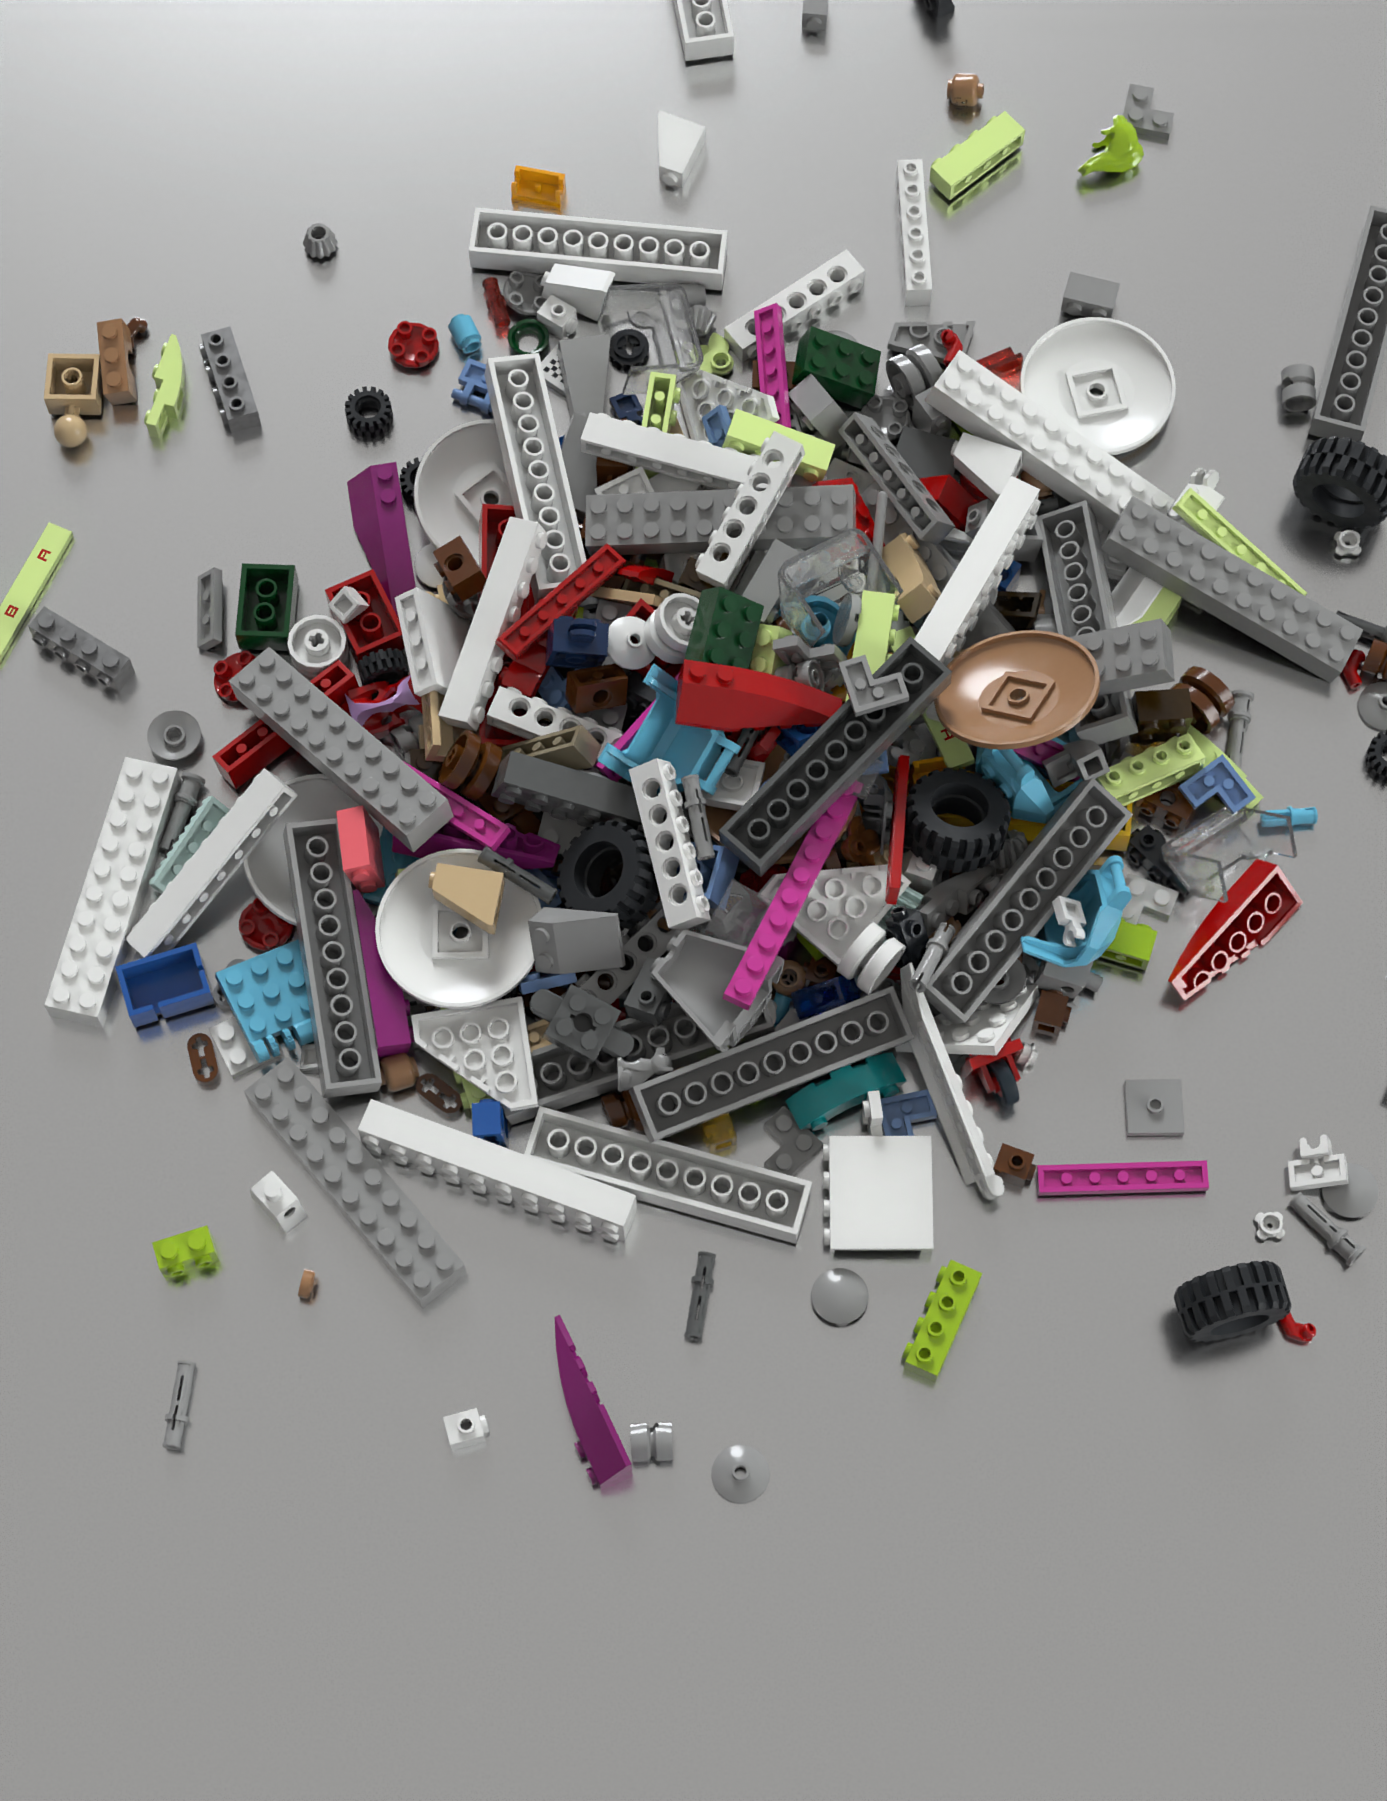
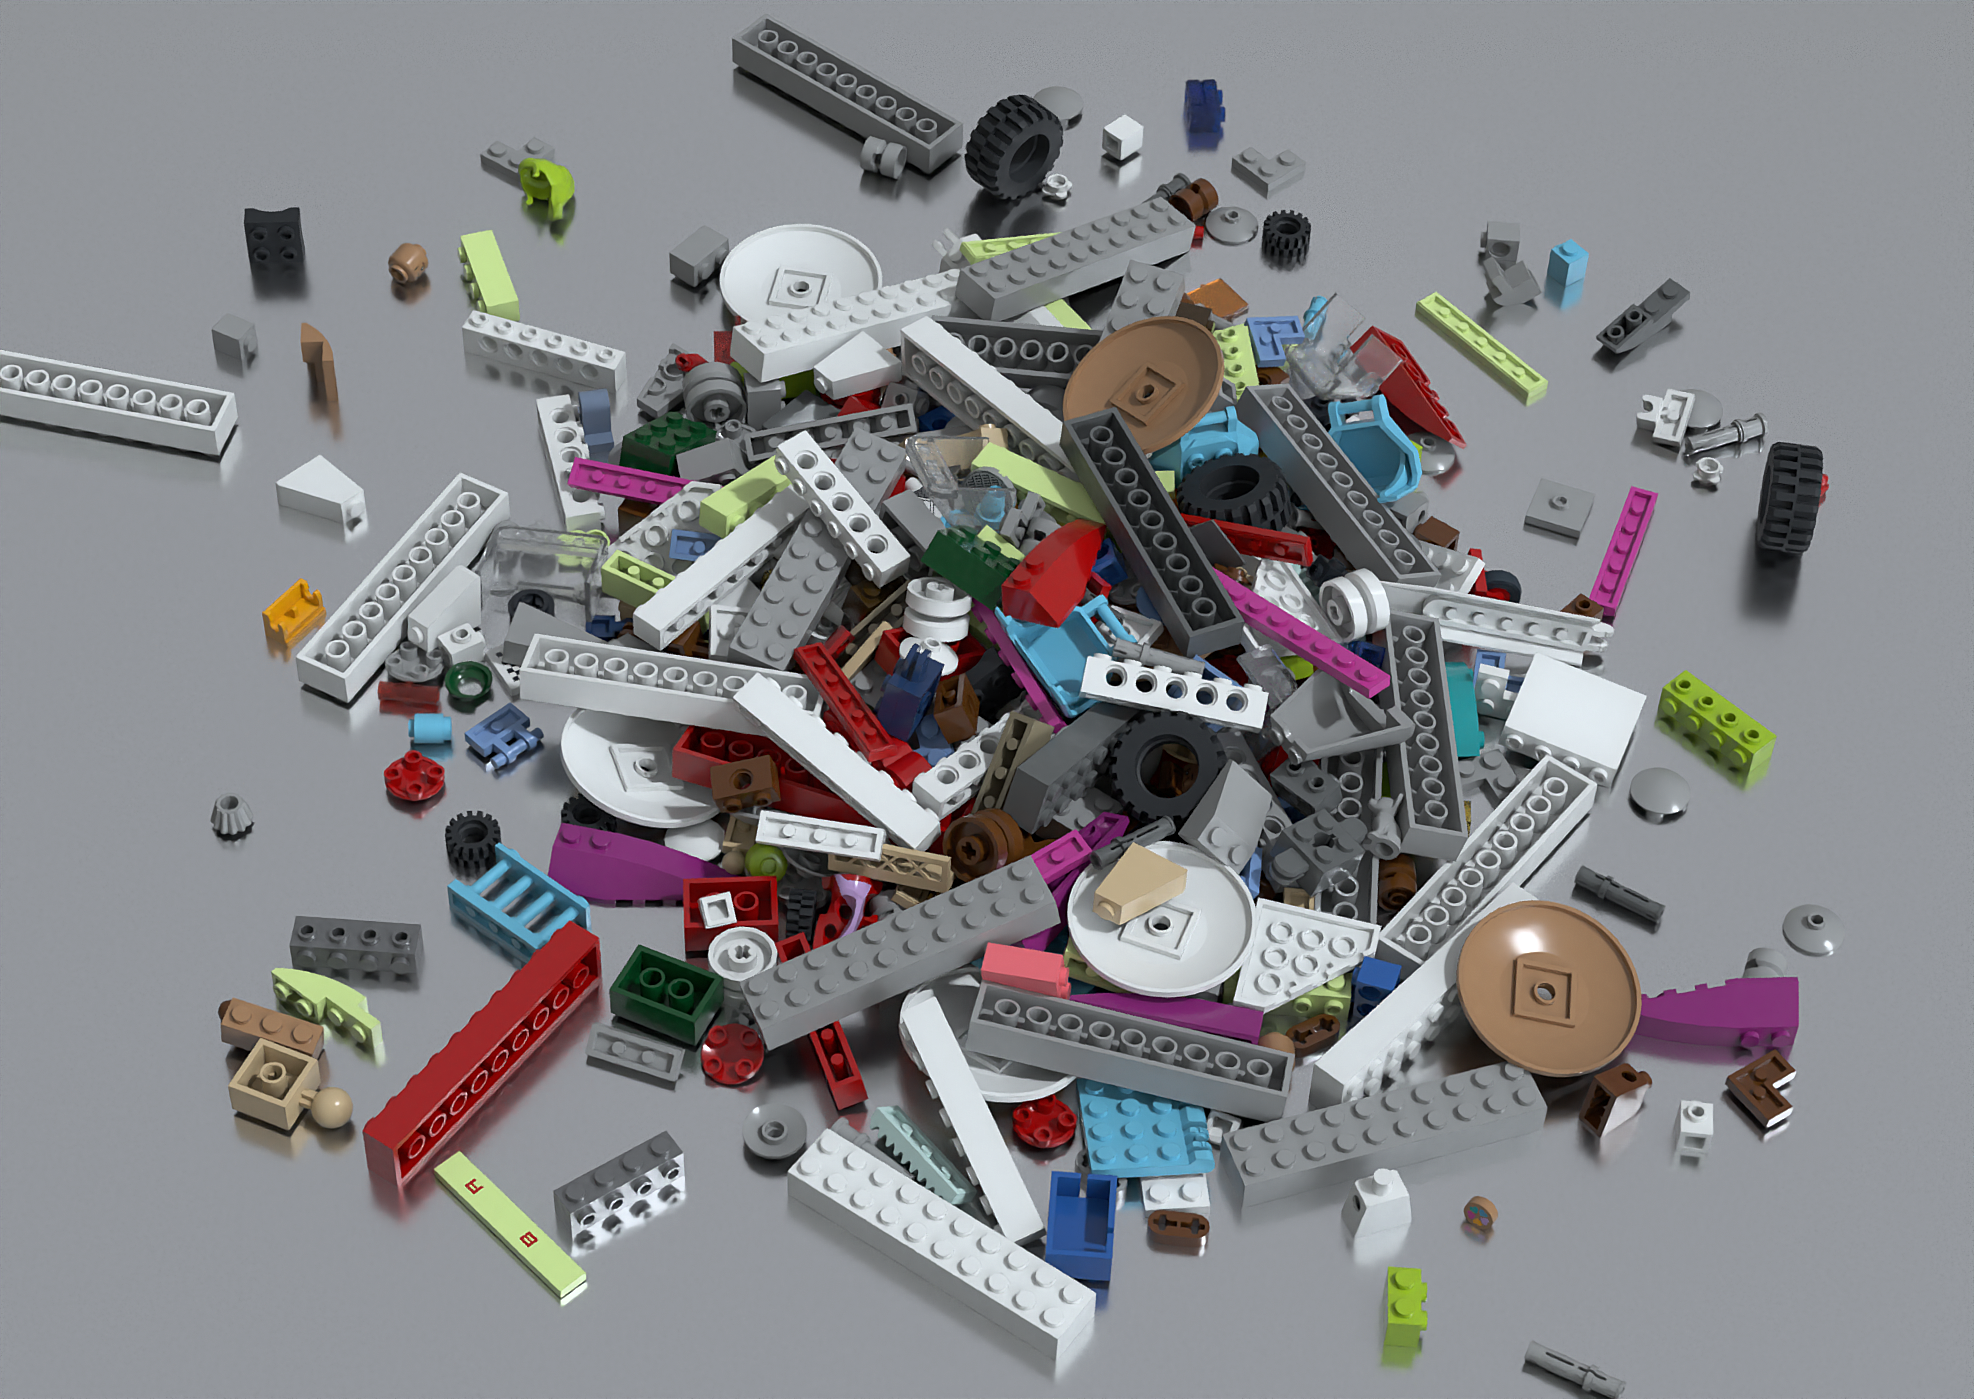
camera: 70 degrees left, 20 degrees down
(157, 506) = (482, 1053): none -> red brick
(299, 453) = (512, 930): none -> medium azure fence
(453, 1354) = (1614, 1098): none -> reddish brown torso
(492, 1251) = (1573, 958): none -> medium nougat dish
(533, 1468) = (1757, 1085): none -> reddish brown plate
(819, 75) = (318, 351): none -> medium nougat slope
(852, 303) = (596, 420): none -> sand blue tile
(869, 693) = (1107, 469): light grey plate -> none
(935, 950) = (1380, 568): light grey pin -> none
(1070, 914) = (1370, 460): white plate -> none
(1157, 972) = (1436, 452): none -> light grey dish
(1273, 728) = (1220, 298): none -> clear orange piece
(1336, 974) = (1482, 345): none -> yellowish green tile

